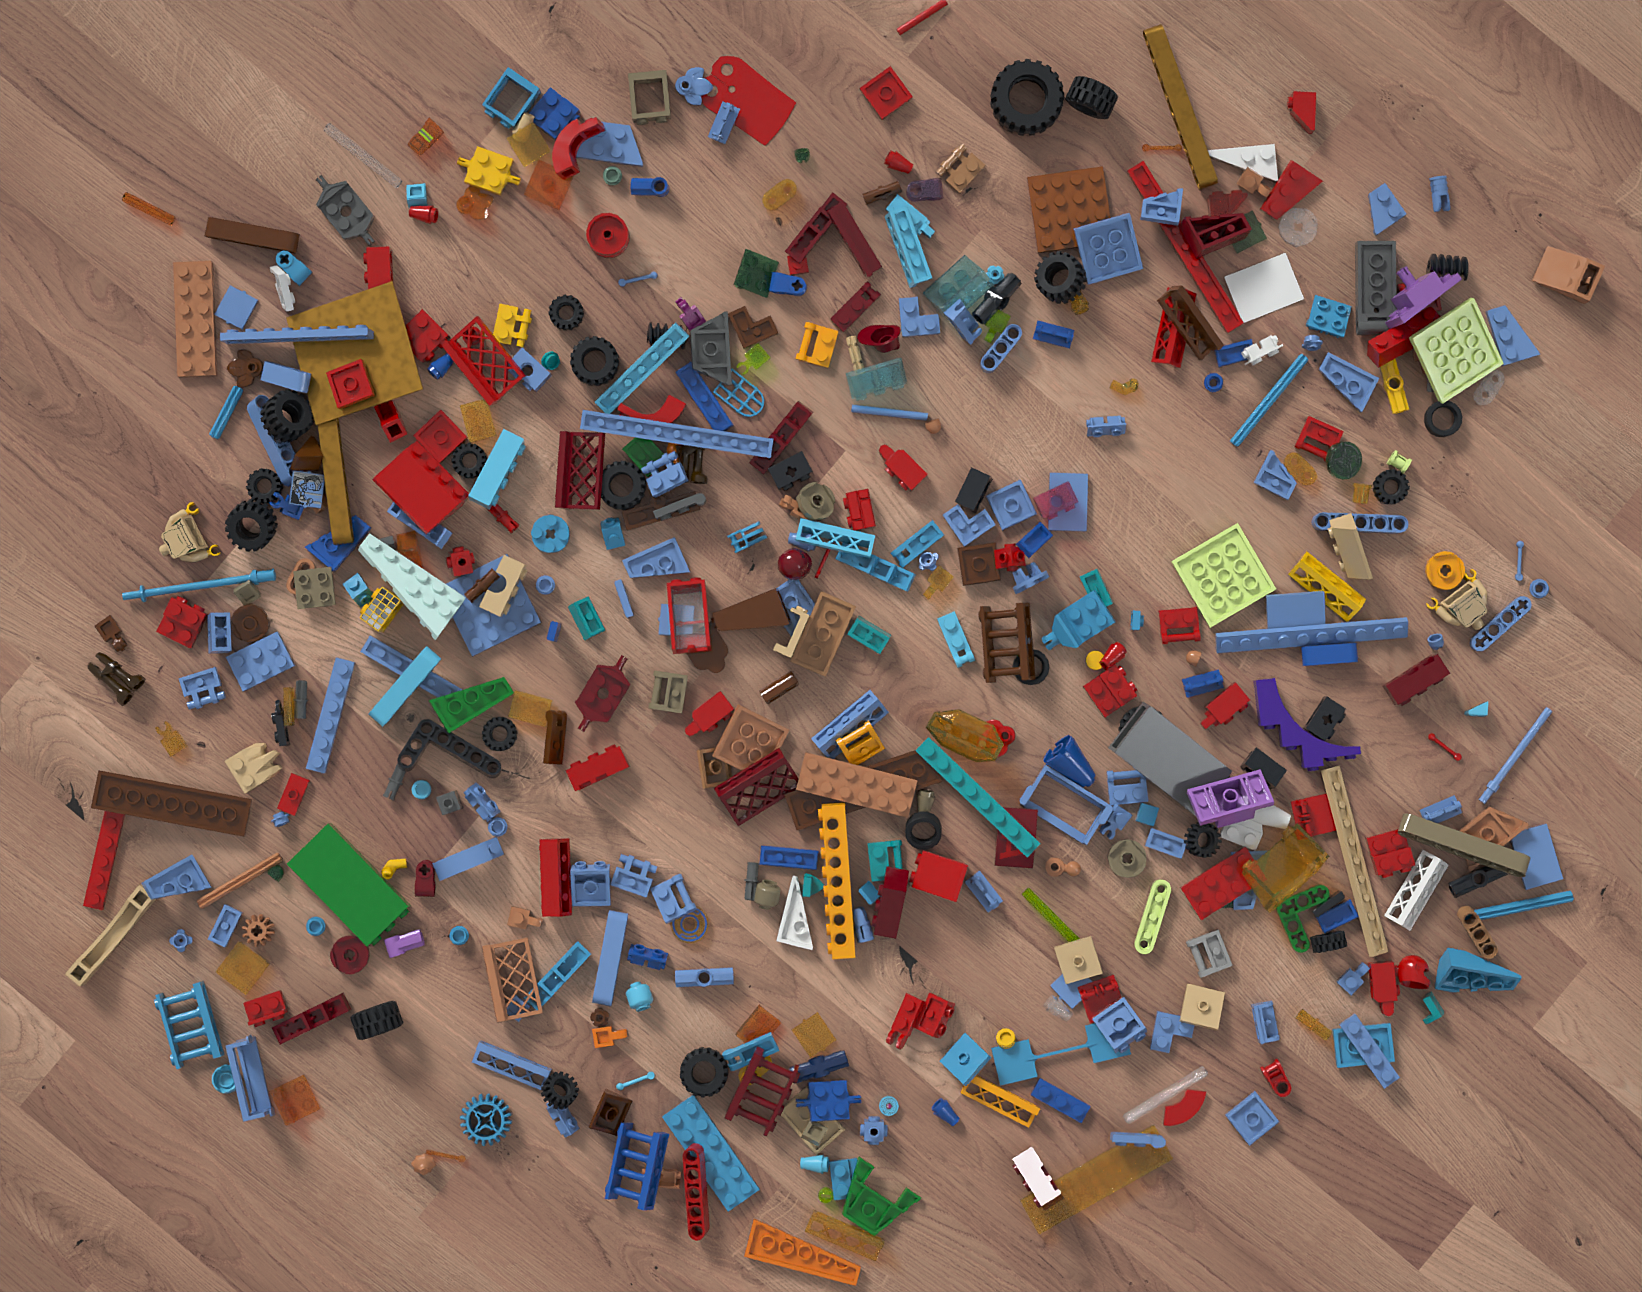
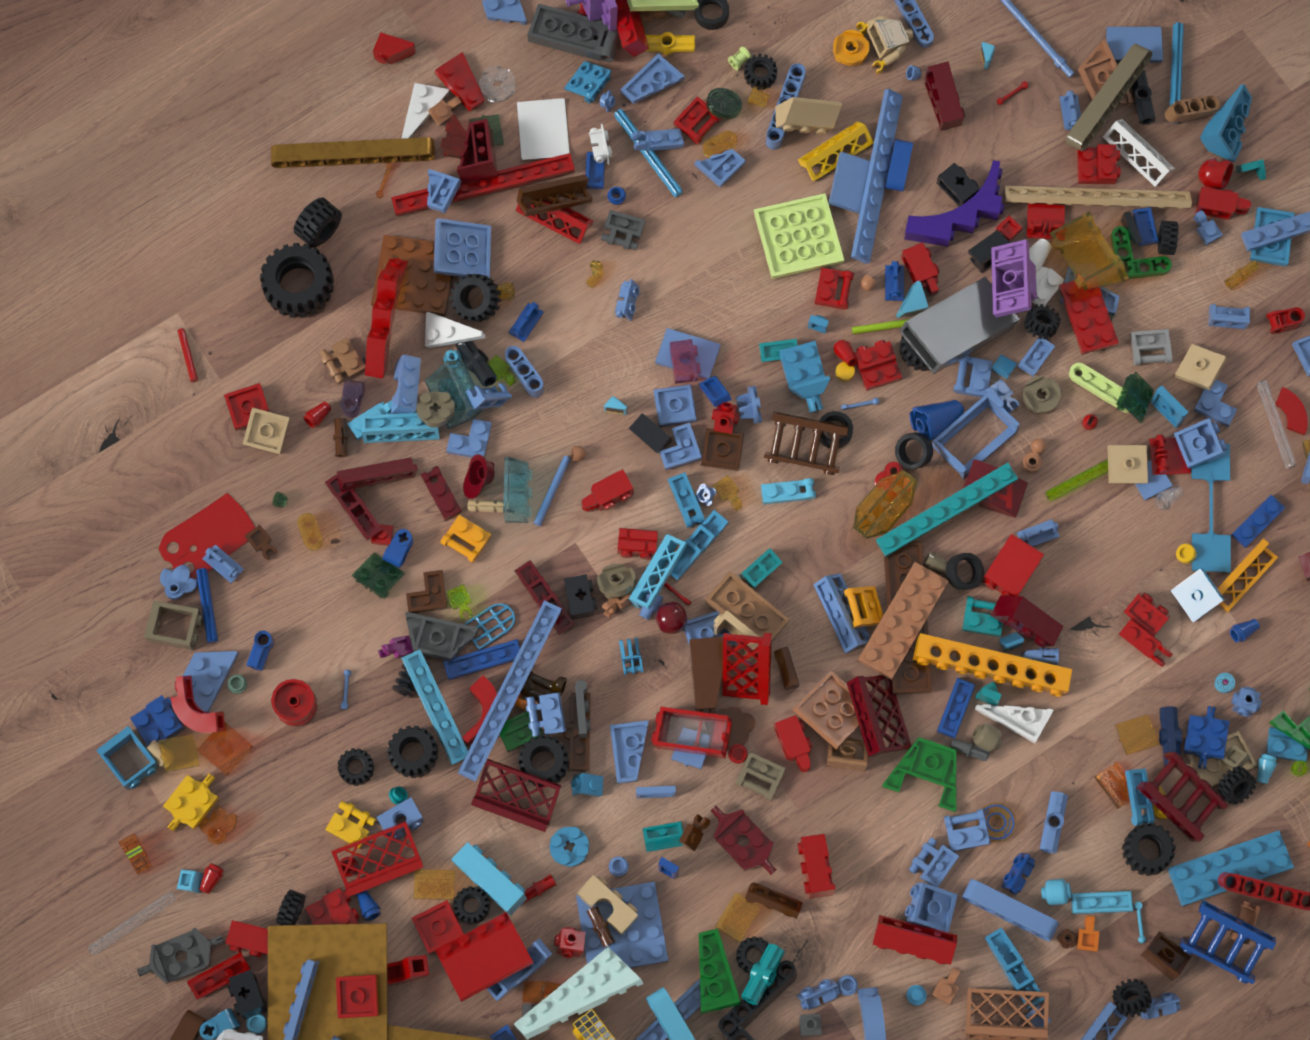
camera: 75 degrees left, 15 degrees down
(306, 300) = (257, 1024): none -> medium azure tile
(323, 292) = (254, 1003): none -> black brick
(337, 251) = (218, 975): none -> red plate
(415, 296) = (290, 908): none -> black tyre
(480, 746) = (763, 974): none -> teal piece
(507, 892) = (916, 995): none -> dark azure plate
(595, 645) = (692, 835): none -> reddish brown plate
(643, 1041) = (1101, 902): none -> medium azure tile
(679, 121) = (207, 607): none -> blue axle
(684, 664) = (737, 753): none -> red plate
(727, 847) = (930, 763): none -> green wing
(757, 150) = (259, 540): none -> reddish brown plate
(765, 664) = (763, 672): none -> red fence
(788, 1140) = (1236, 785): none -> black tyre
(865, 119) = (265, 430): none -> tan plate
(928, 284) = (435, 399): none -> dark tan plate
(939, 242) = (407, 374): none -> medium blue arch
(992, 446) = (615, 406): none -> medium azure slope
(1013, 193) = (383, 314): none -> red arch
(1017, 258) = (443, 332): none -> white wing
(1039, 757) = (900, 449): none -> black tyre
(1073, 698) = (875, 401): none -> medium blue hinge
(1114, 908) = (1094, 422): none -> red hinge
(1148, 986) = (1169, 407): none -> dark azure plate
(1150, 952) = (1135, 396): none -> clear green hinge
(1156, 689) = (878, 326): none -> lime bar
(1184, 400) = (623, 224): none -> dark grey plate
(1186, 707) = (914, 302): none -> medium azure slope
(1284, 407) = (658, 139): none -> medium blue hinge
(1293, 781) = (1009, 228): none -> red plate

